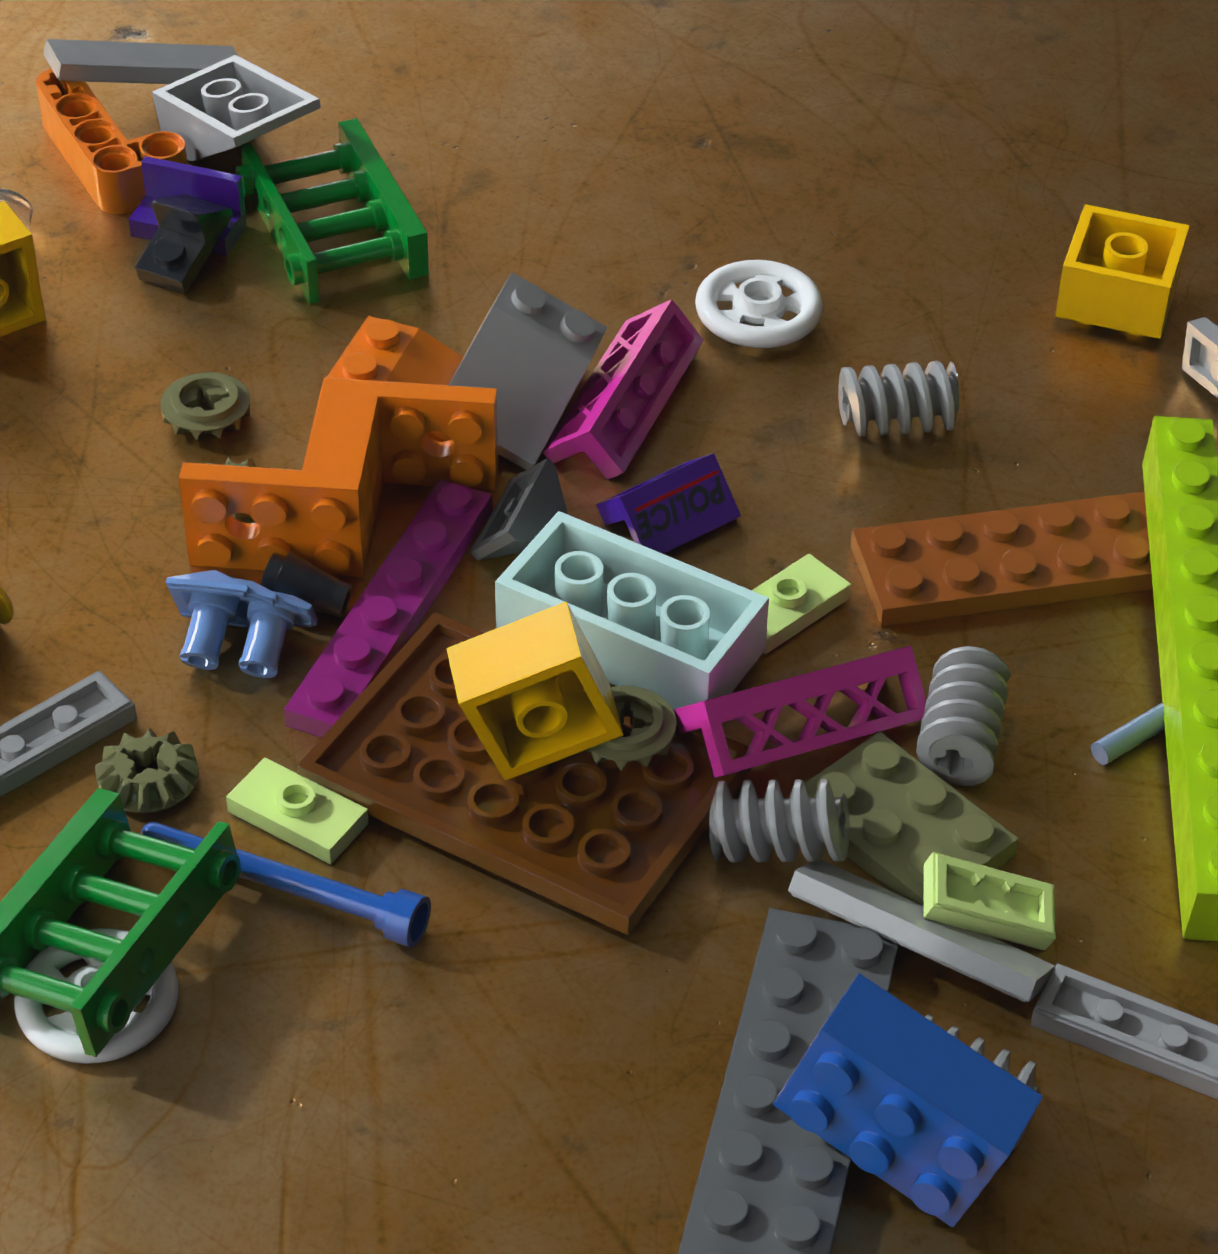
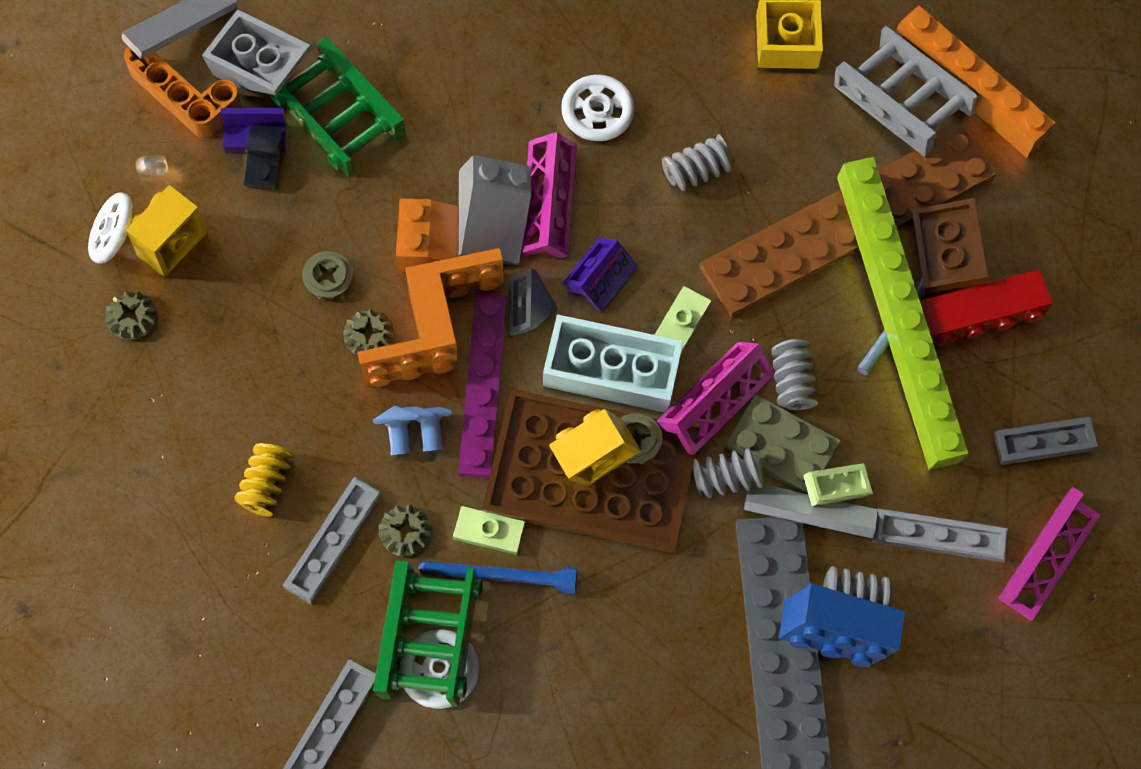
camera: 20 degrees left, 25 degrees up
(307, 582) = (434, 389): black cone -> none

